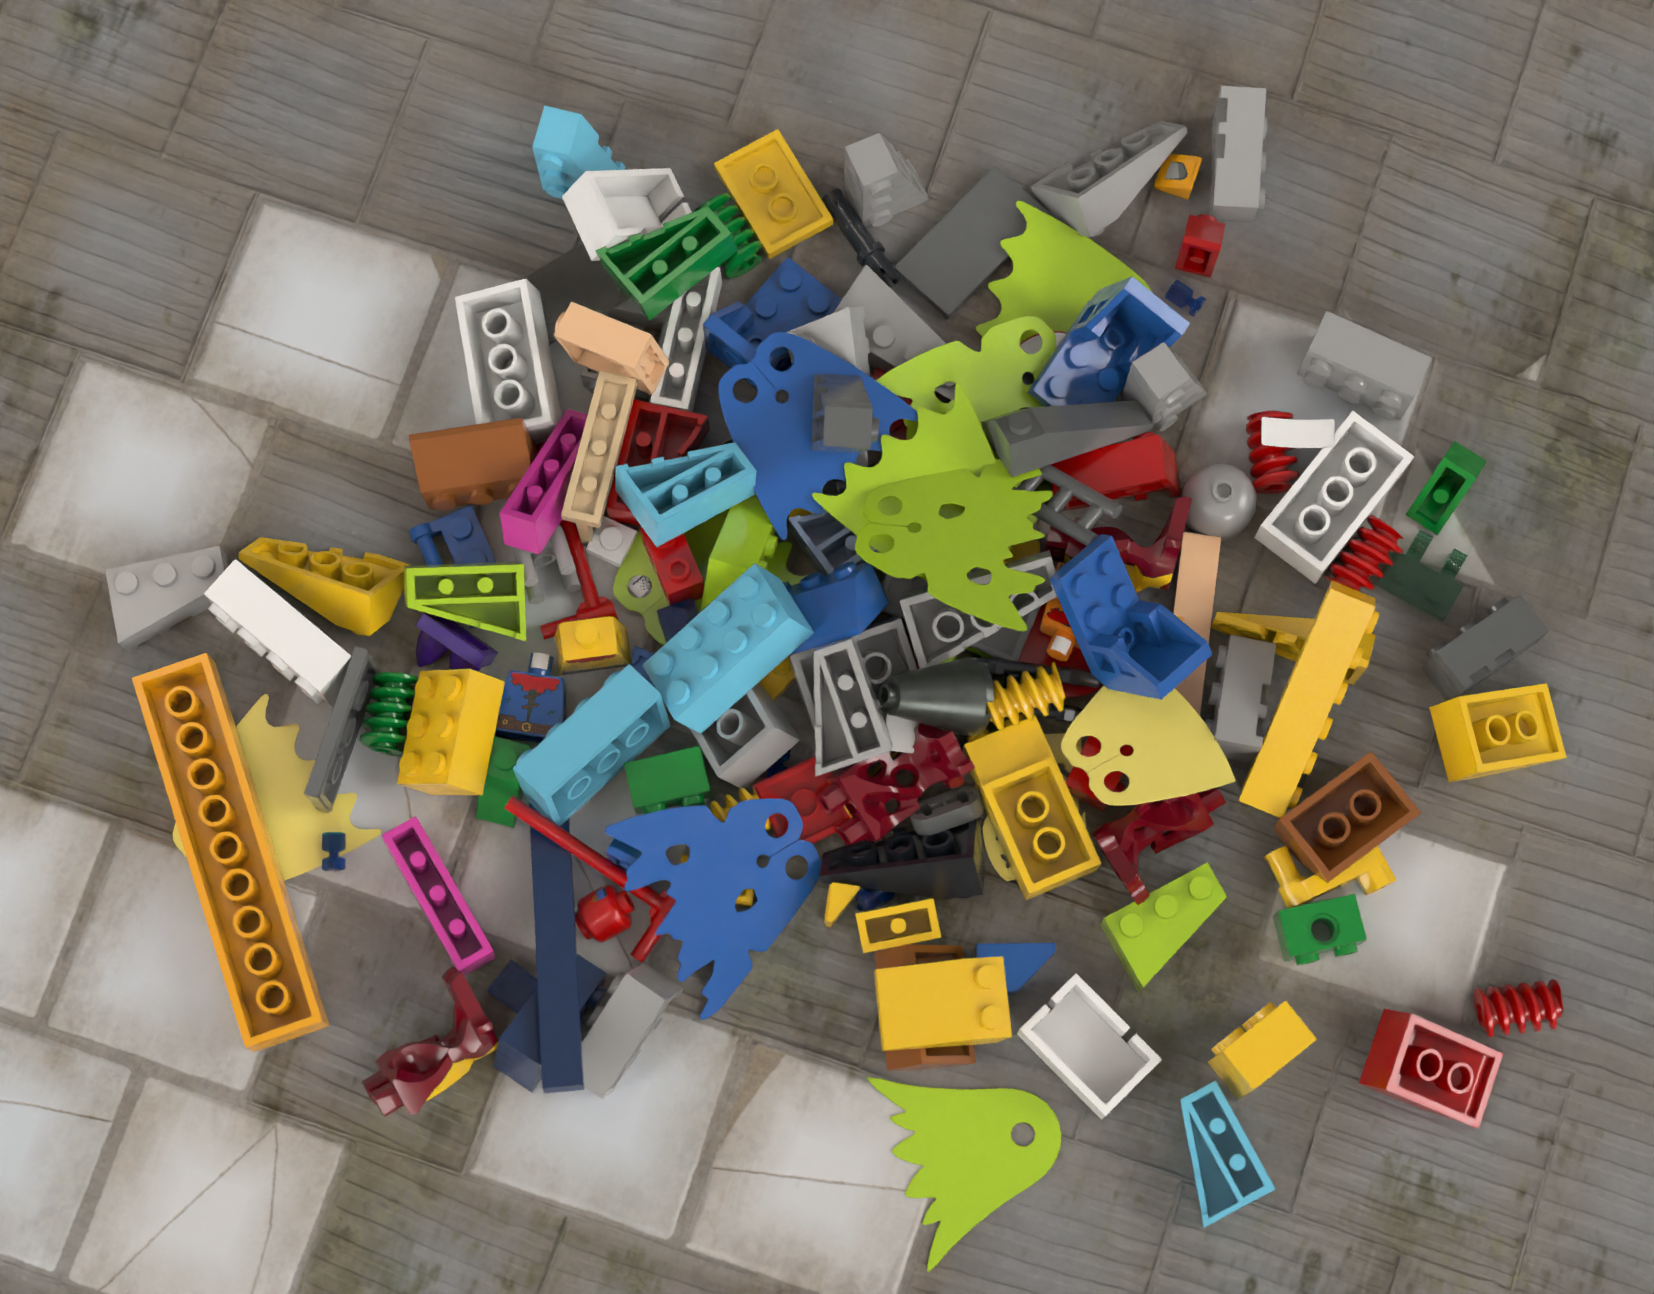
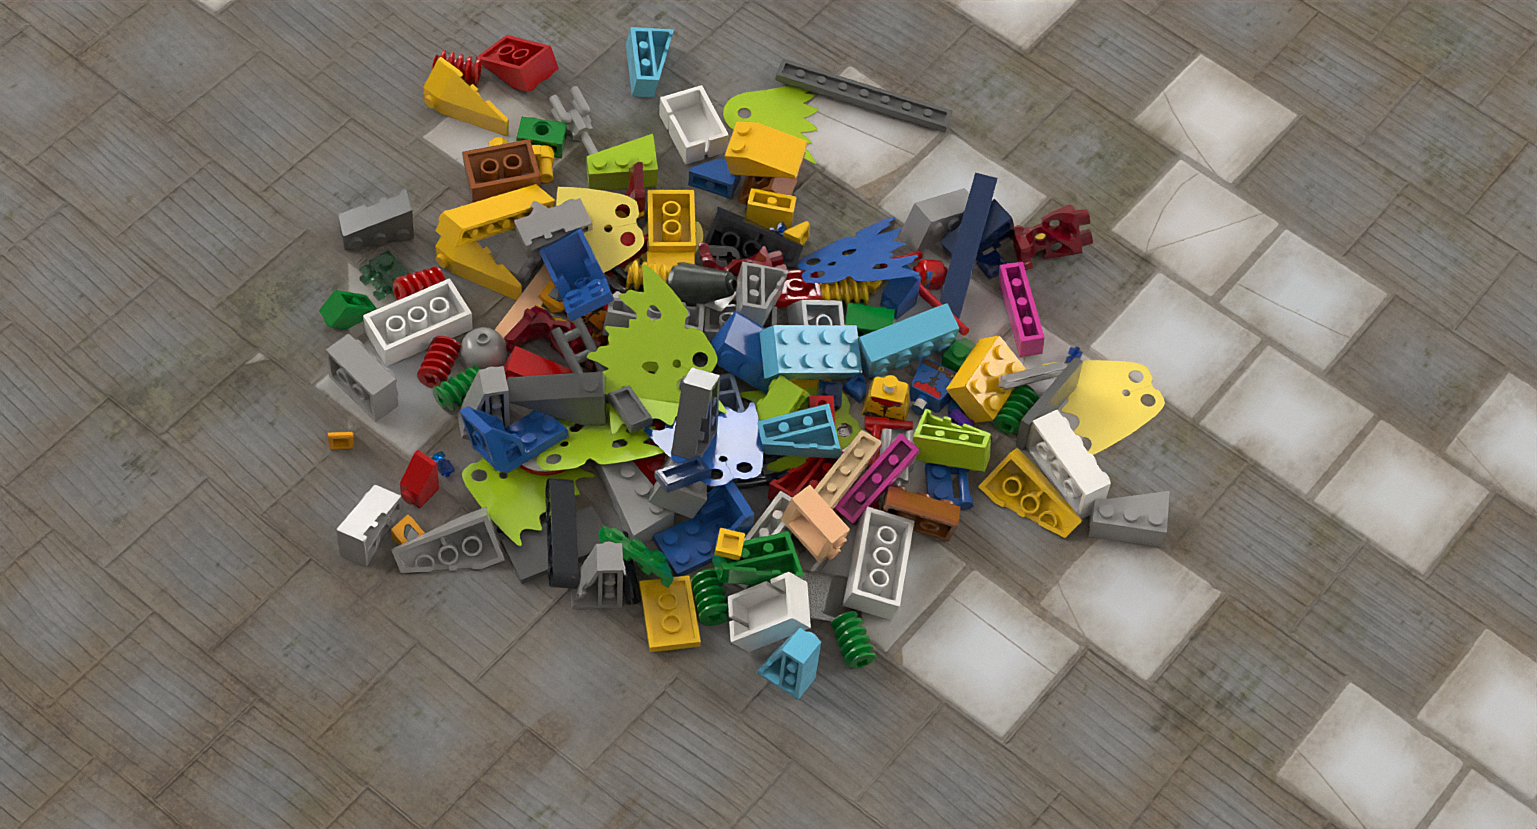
camera: 165 degrees left, 20 degrees down
(230, 853) = (1133, 374): light orange brick -> none
(381, 768) = (1031, 375): none -> light grey axle
(502, 243) = (853, 640): none -> green piece
(711, 231) = (729, 544): none -> yellow plate
(825, 330) = (682, 474): none -> dark blue tile
(838, 1245) = (863, 95): none -> dark grey plate
(846, 237) = (647, 560): none -> green wing
(951, 432) = (630, 409): none -> dark grey tile
(968, 238) = (561, 533): none -> black beam
(1210, 695) = (551, 224): none -> light grey wedge
(1215, 415) = (455, 388): none -> green piece
(1269, 1043) = (607, 81): yellow brick -> none
(1280, 977) = (577, 119): none -> light grey plant
(1298, 433) = (422, 351): white sticker -> none
(1346, 281) = (341, 440): none -> light orange slope
(1497, 732) = (390, 179): yellow slope -> none
(1497, 943) = (455, 98): none -> yellow wedge

